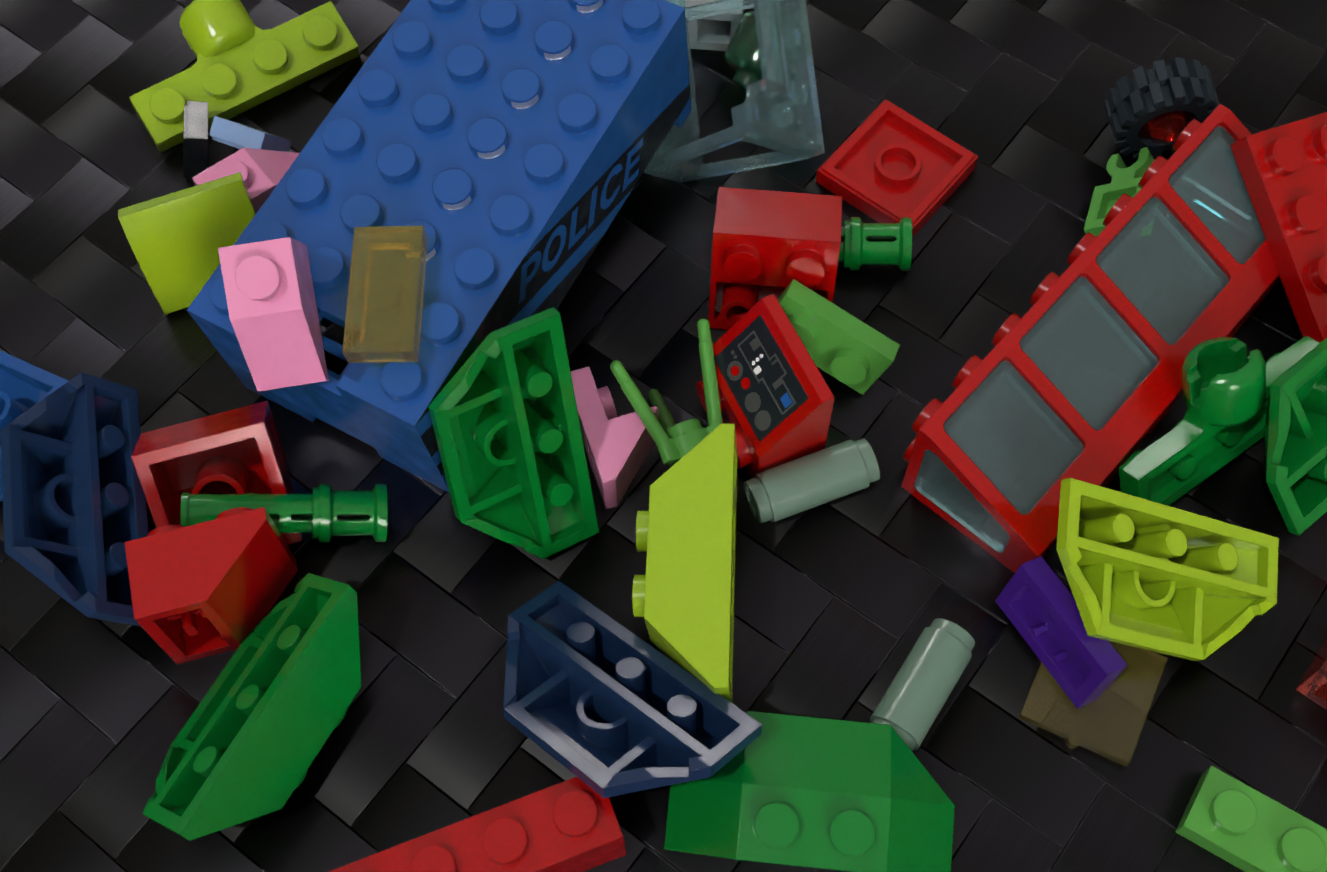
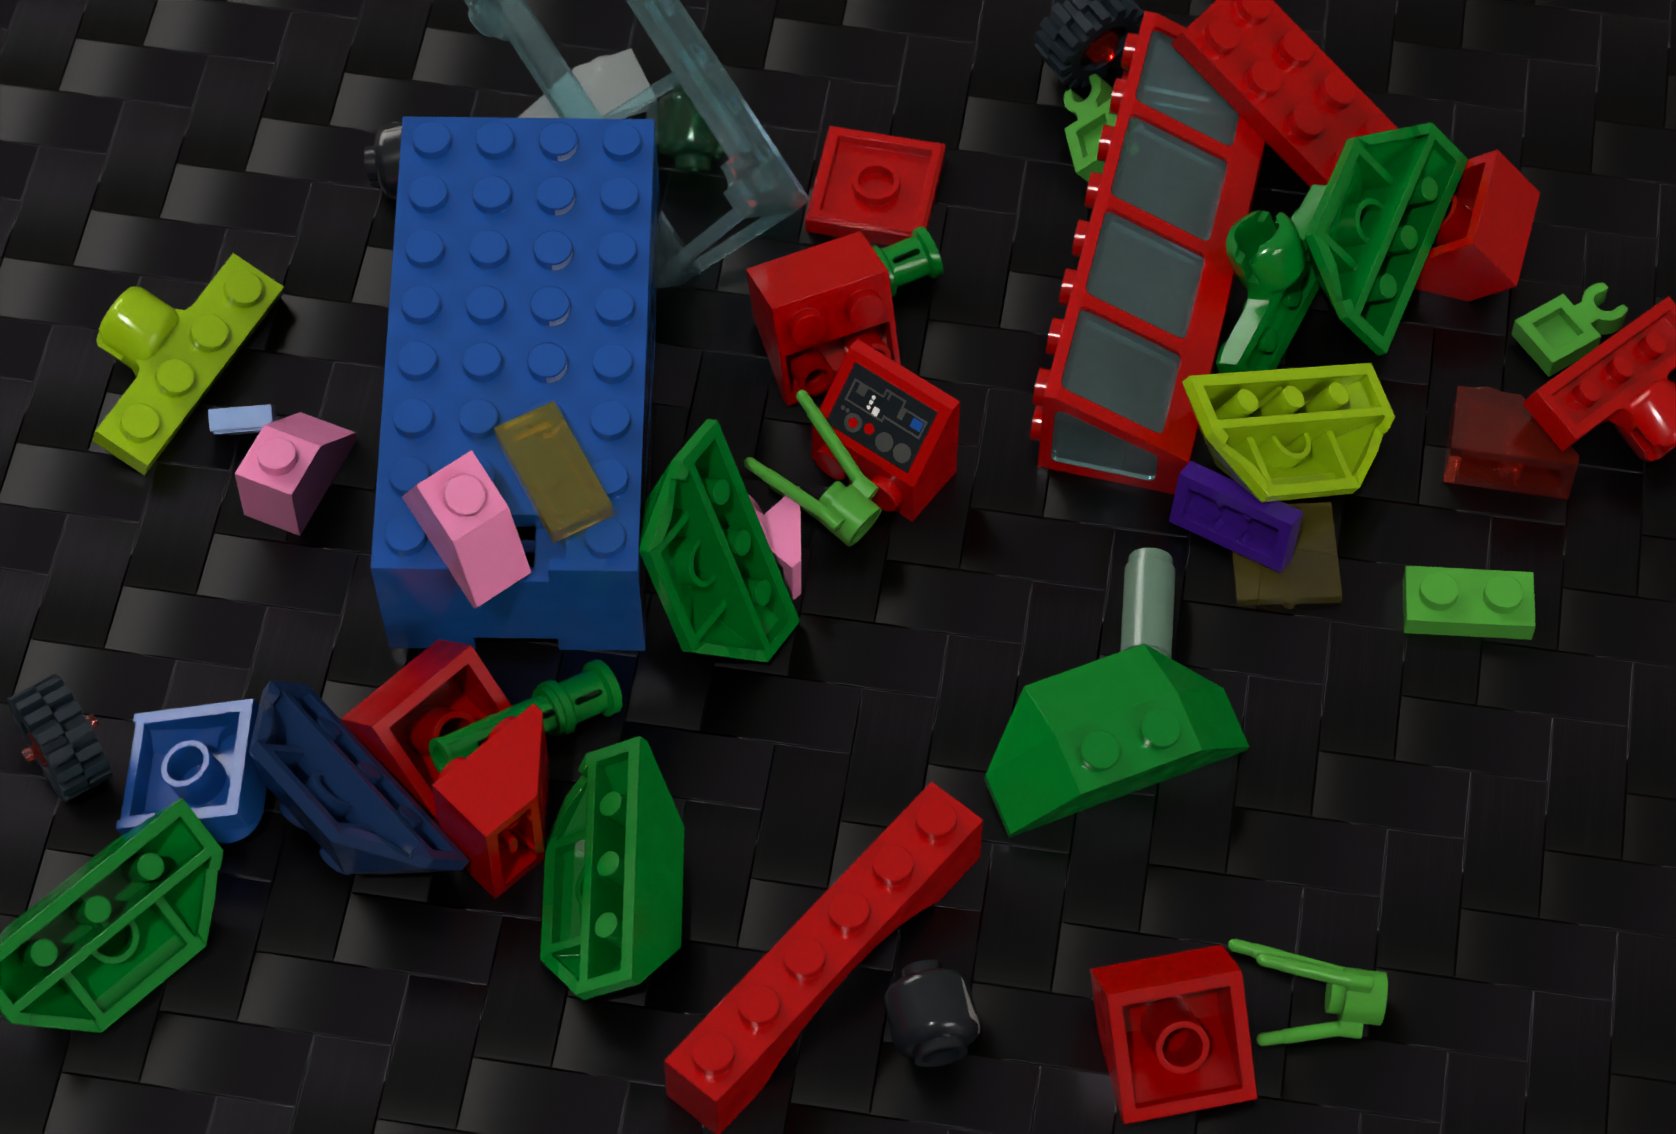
camera: 30 degrees left, 5 degrees down
(181, 234) = (284, 528): lime slope -> none
(195, 139) = (196, 443): black tile -> none
(612, 701) = (911, 722): dark blue wedge -> none
(692, 561) = (920, 594): lime wedge -> none
(812, 480) = (962, 492): sand green piece -> none
(837, 339) = (934, 357): bright green plate -> none

